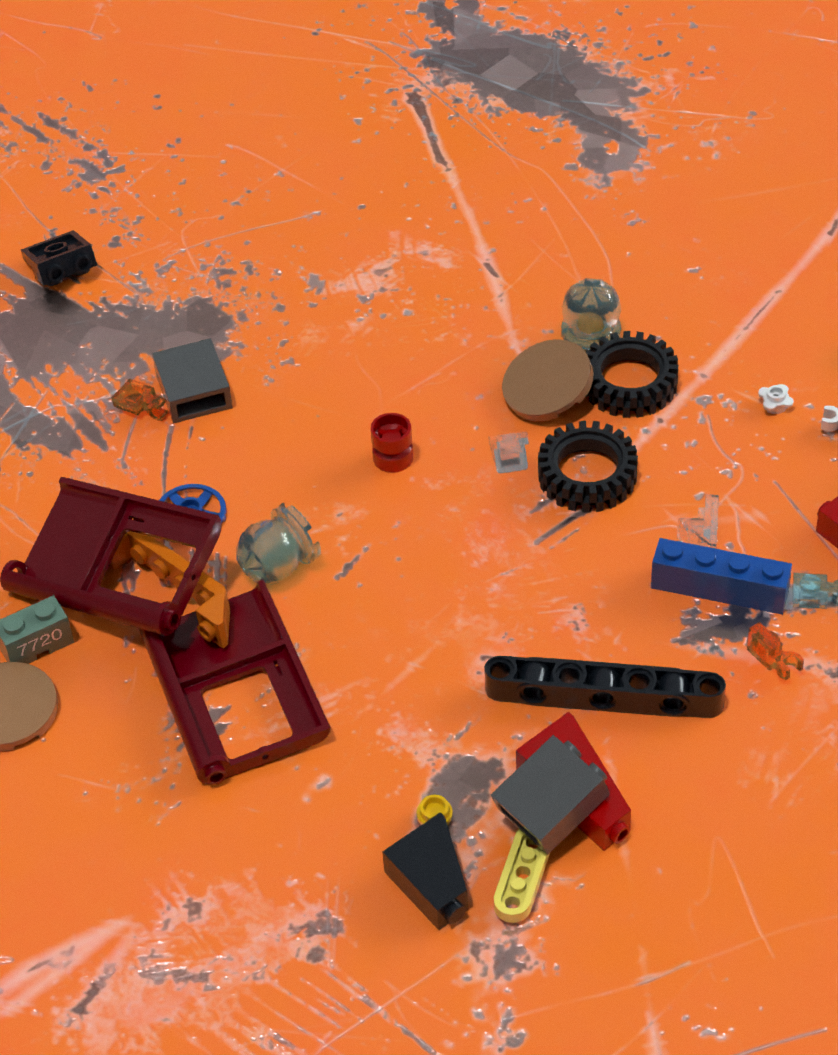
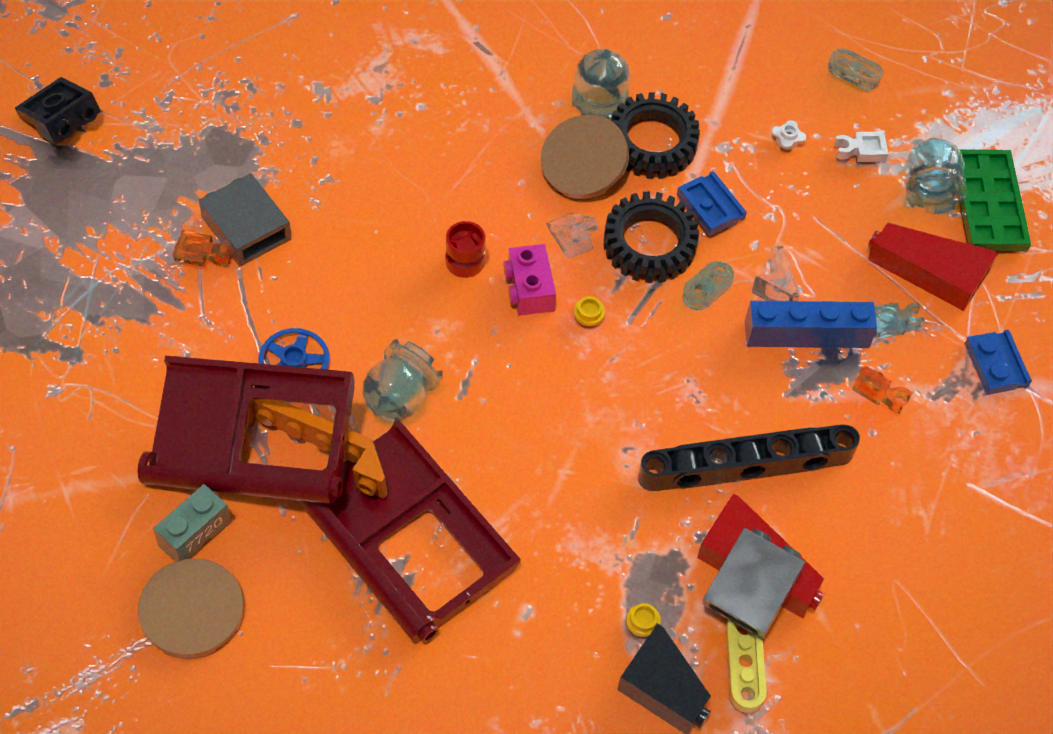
camera: 25 degrees left, 10 degrees up
(447, 482) = (530, 279): none -> dark pink brick
(496, 522) = (589, 311): none -> yellow plate
(634, 522) = (710, 283): none -> clear light blue plate
(665, 446) = (711, 203): none -> blue plate

